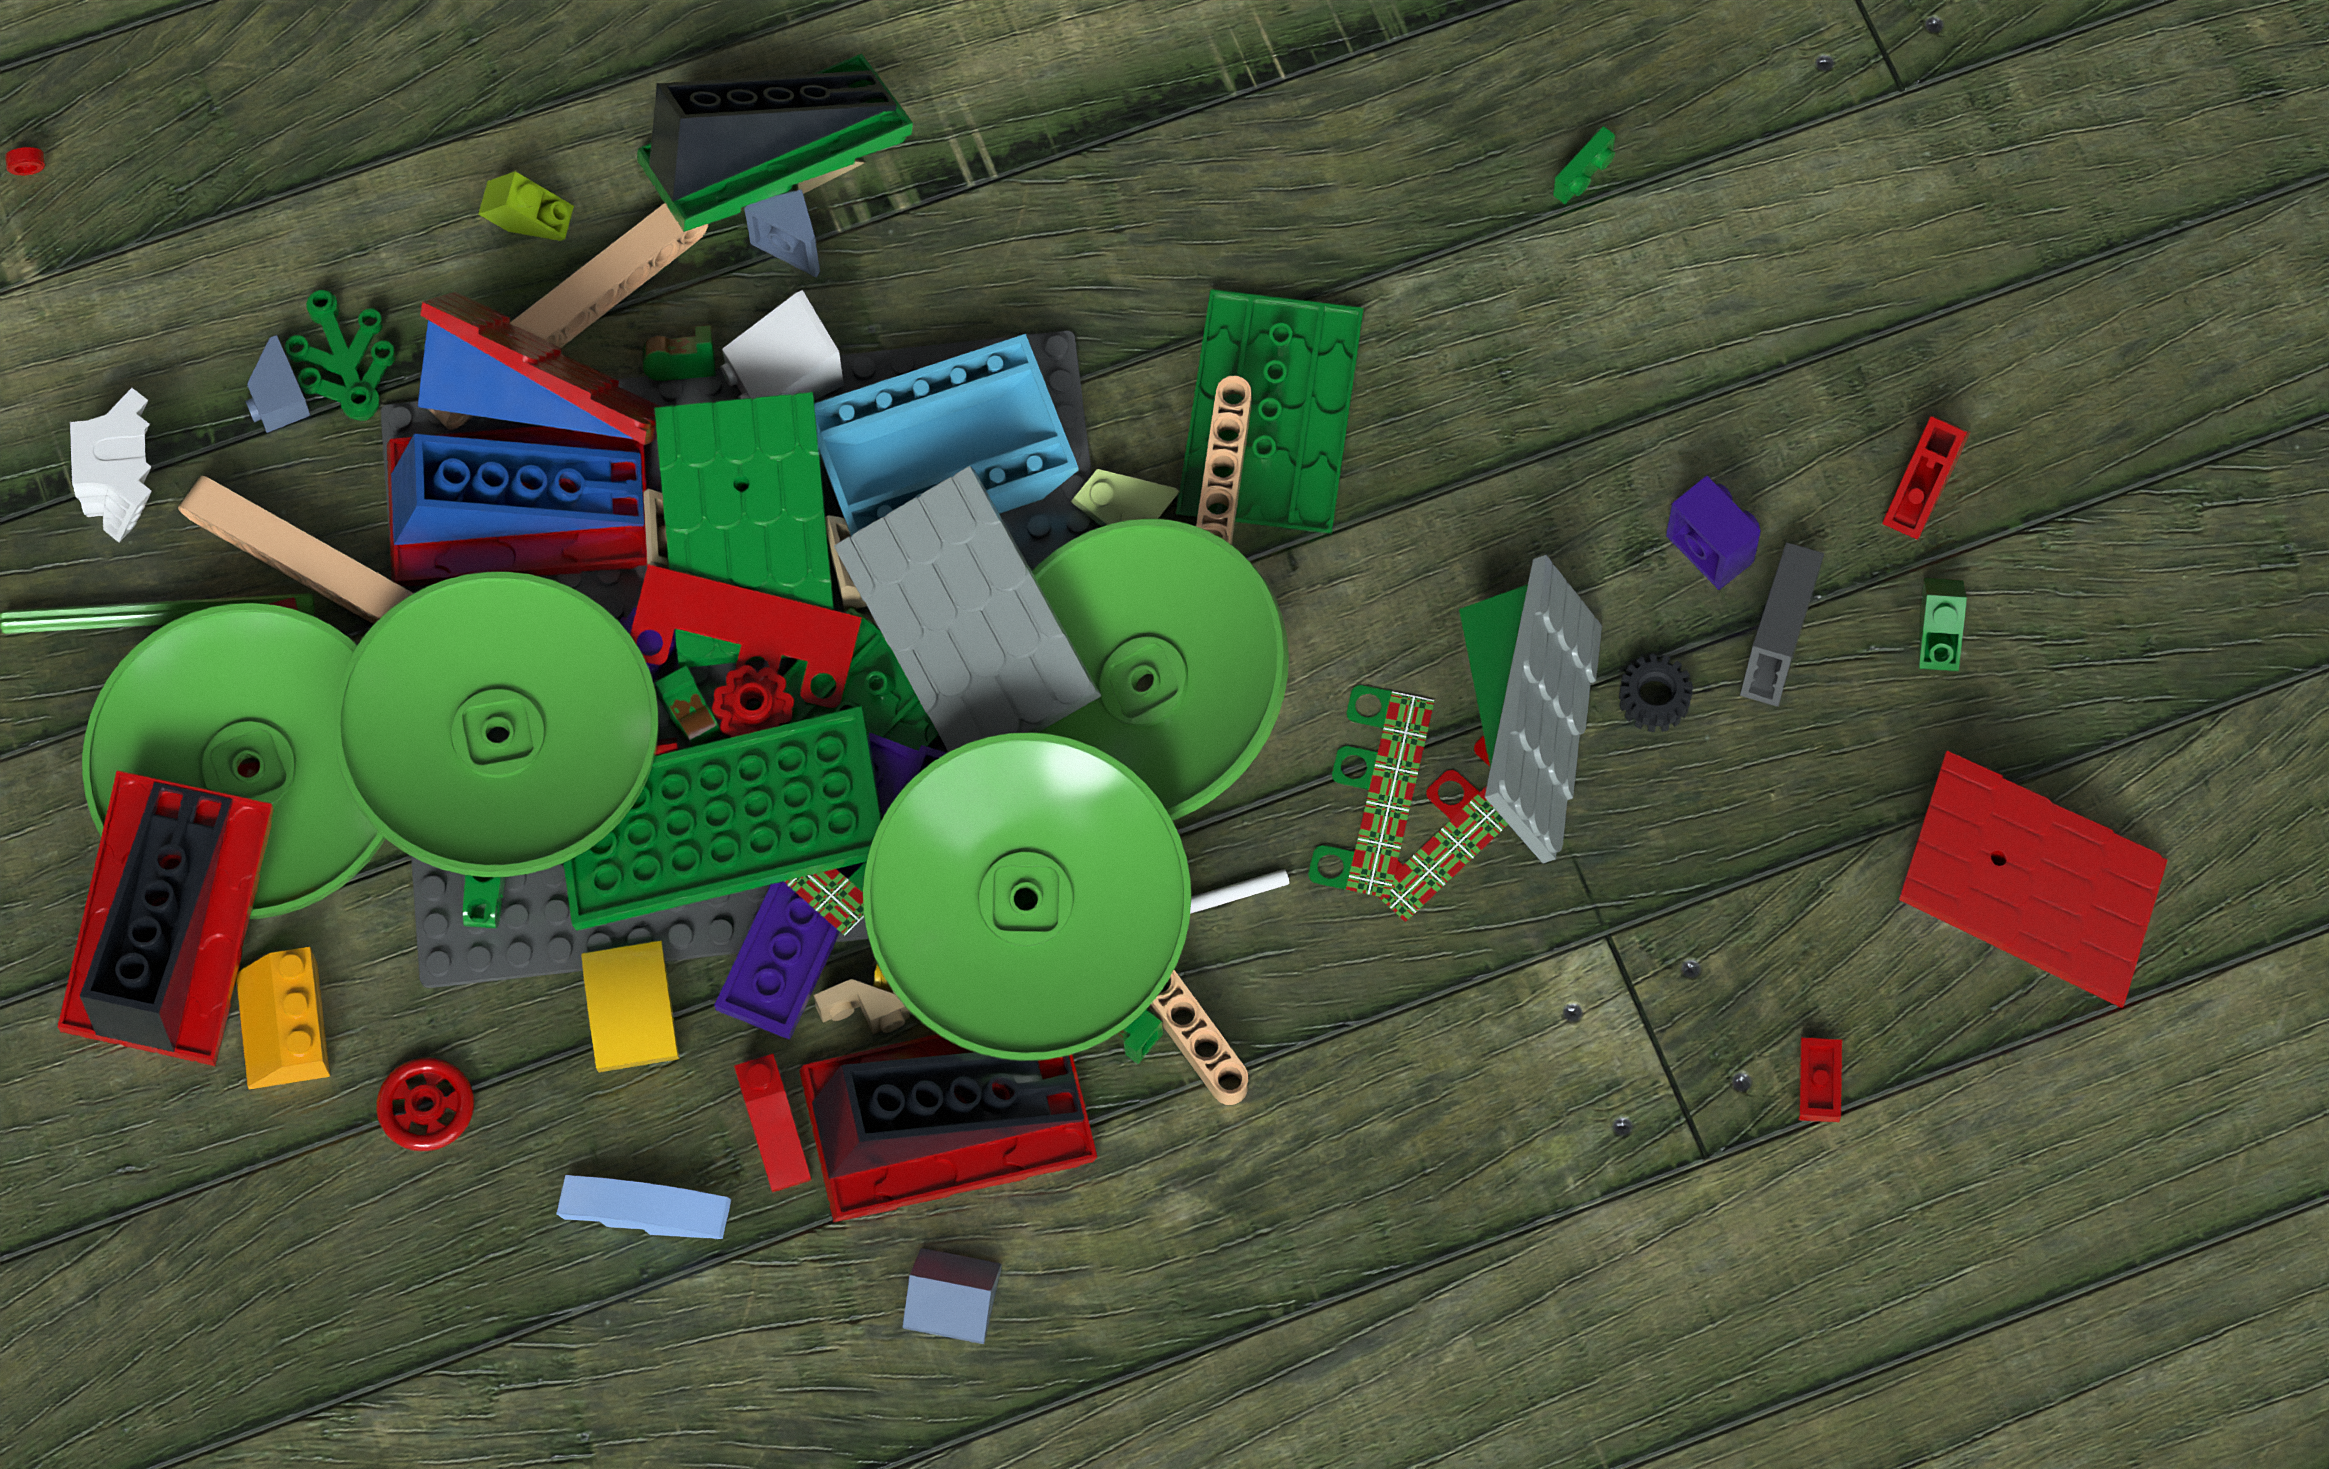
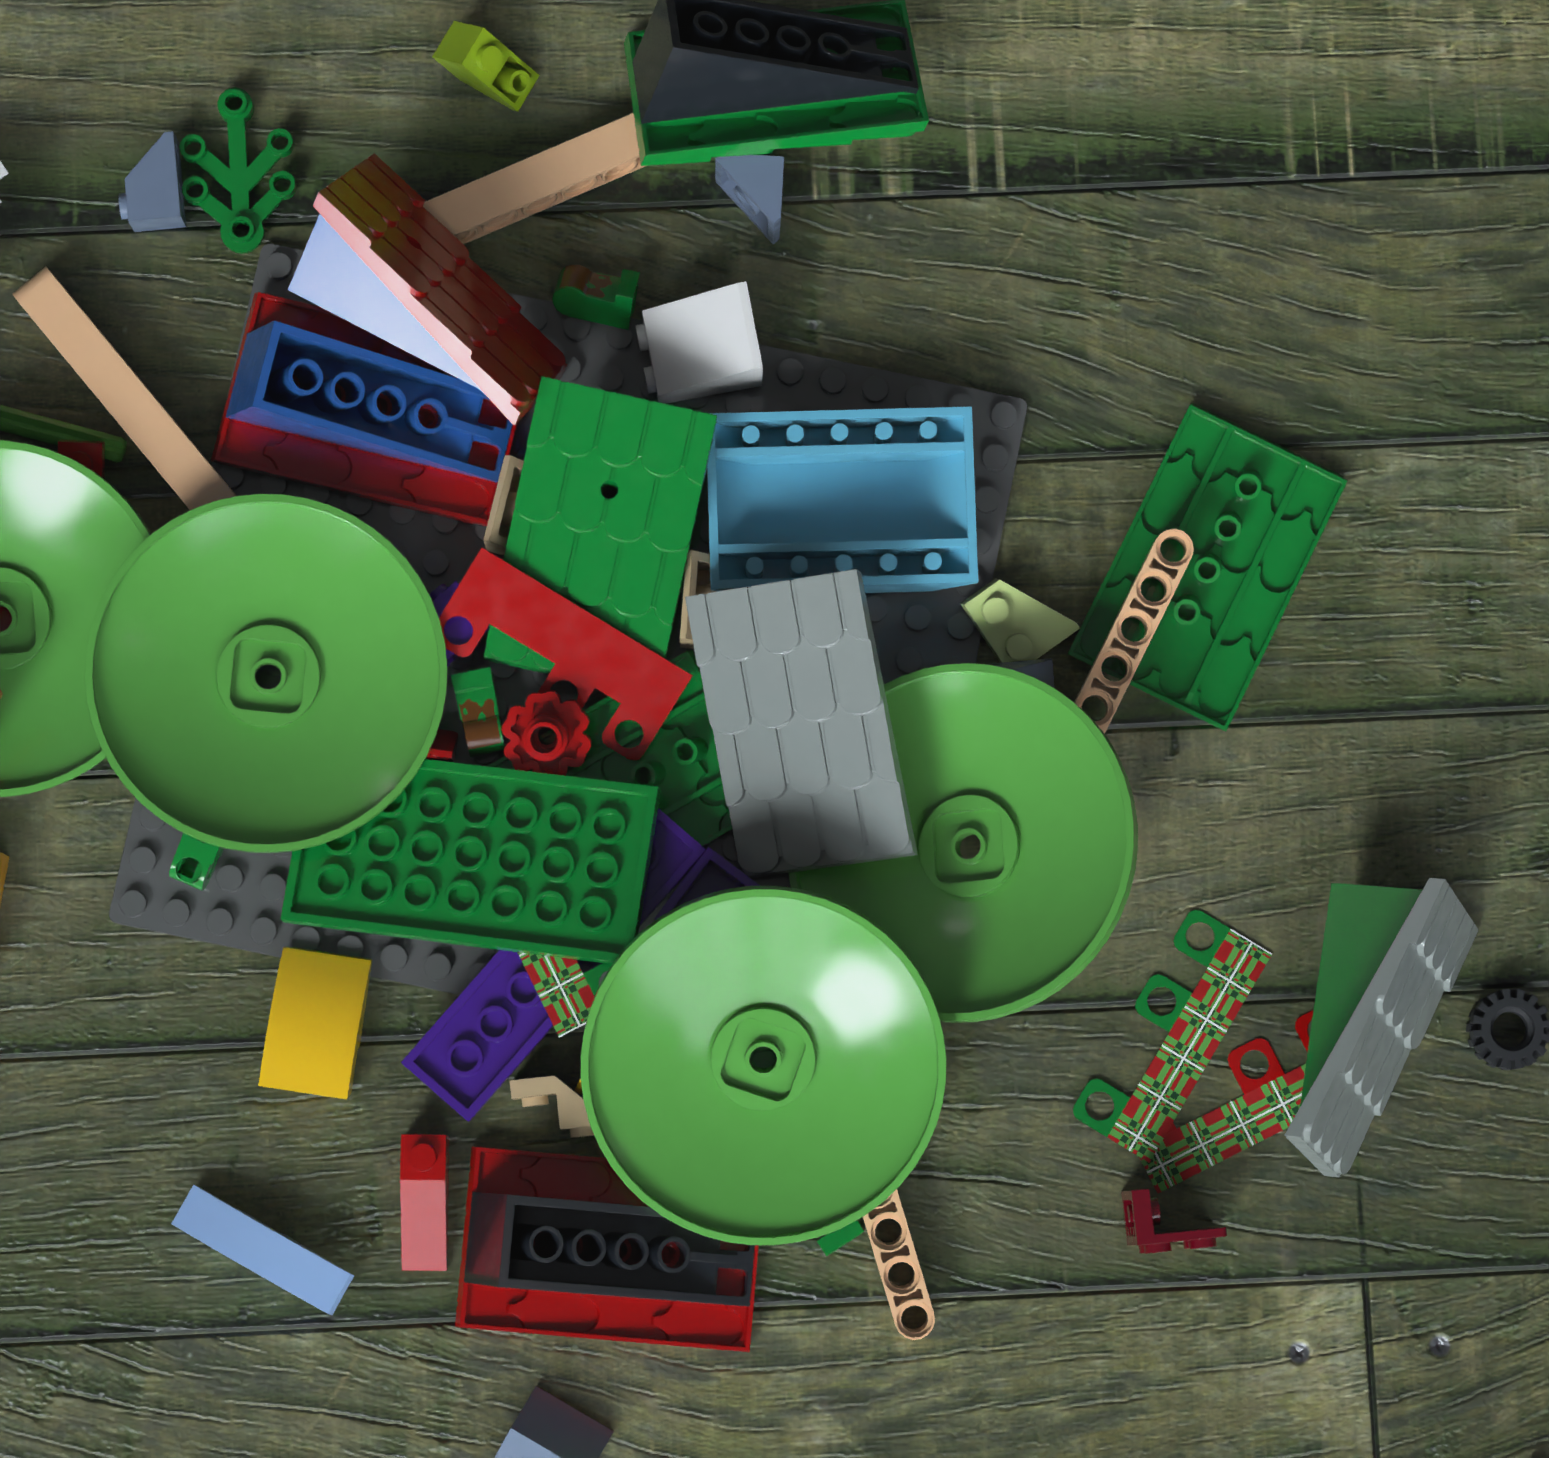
camera: 10 degrees right, 15 degrees up
(437, 1134) = (48, 1027): red plate -> none
(1239, 890) = (996, 1101): white bar -> none
(1413, 947) = (1144, 1212): none -> dark red bracket

